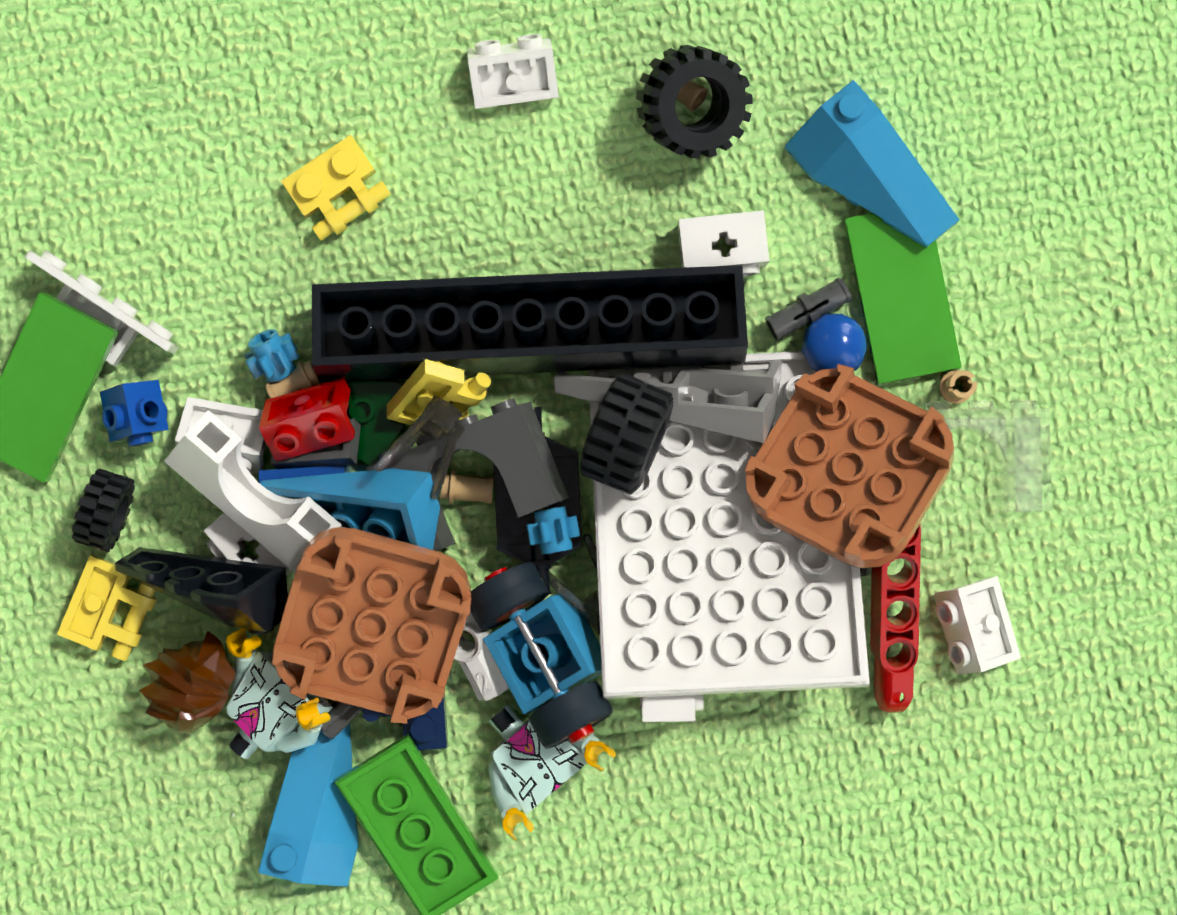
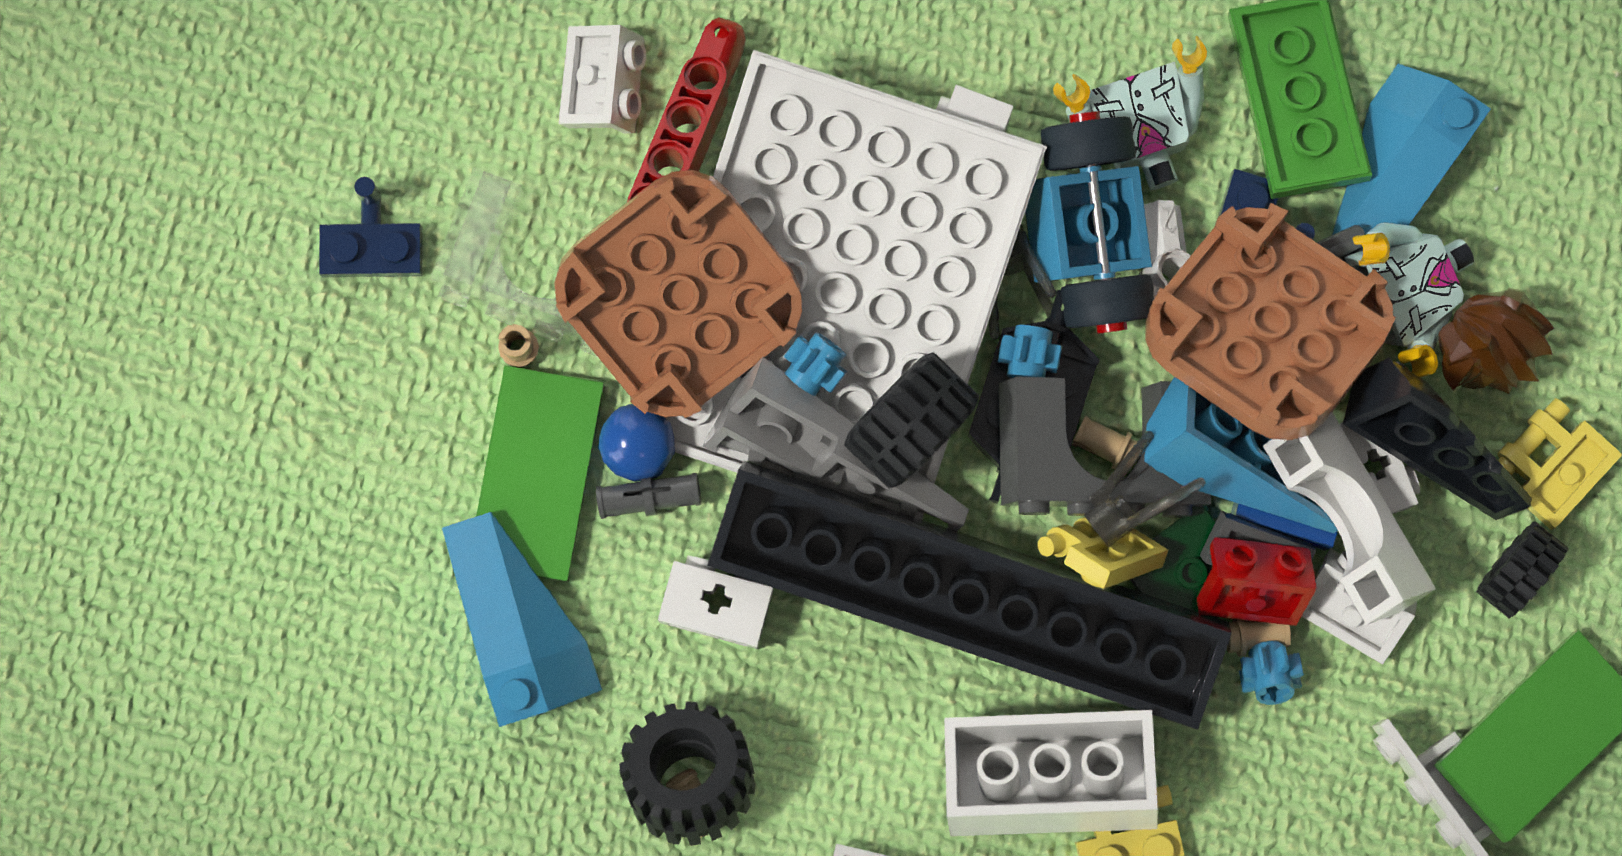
camera: 160 degrees left, 5 degrees down
(134, 412) = (1449, 667): blue brick -> none
(414, 208) = (1050, 773): none -> white brick
(719, 453) = (815, 364): none -> dark azure gear
(1104, 422) = (370, 247): none -> dark blue plate

